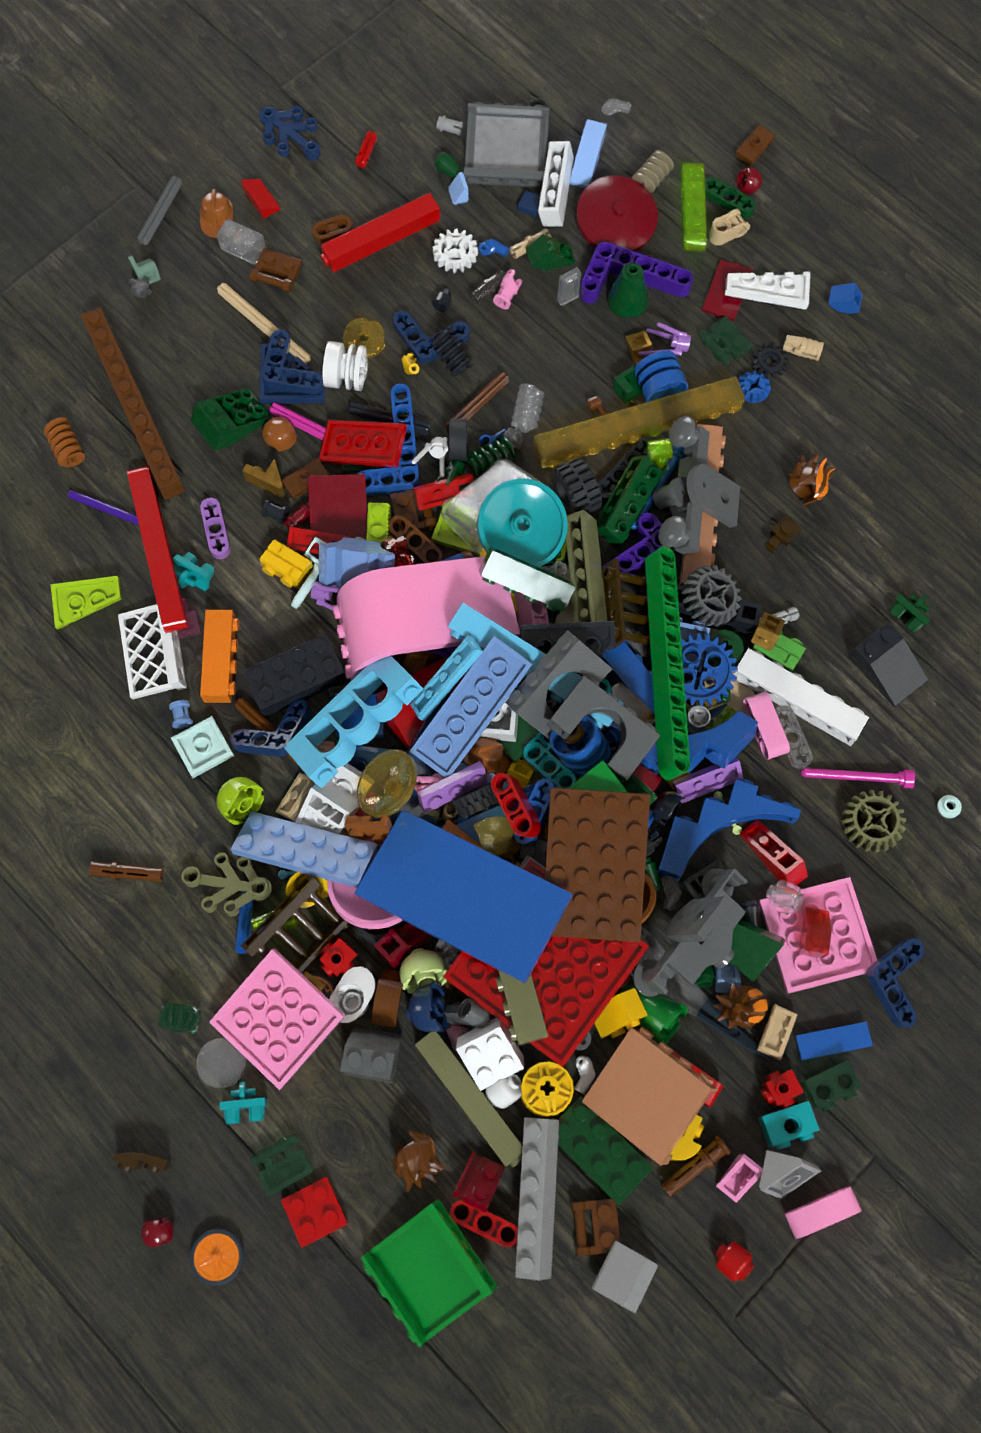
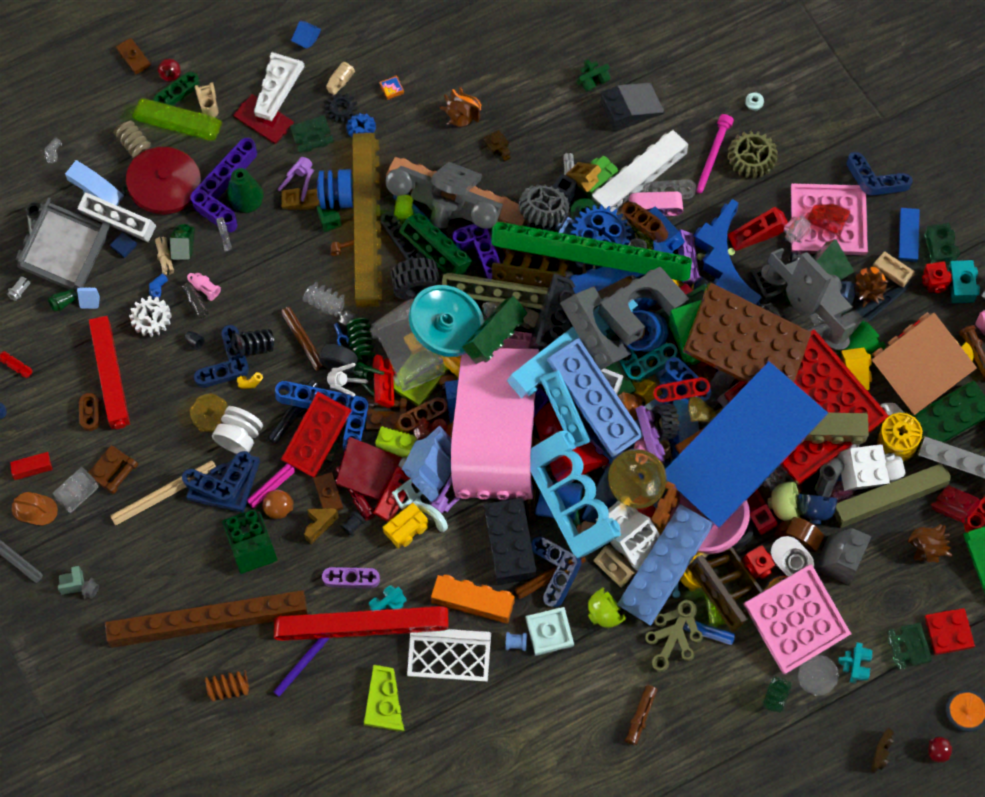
camera: 70 degrees left, 5 degrees down
(729, 713) = (645, 221): none -> reddish brown beam
(813, 404) = (391, 87): none -> tile

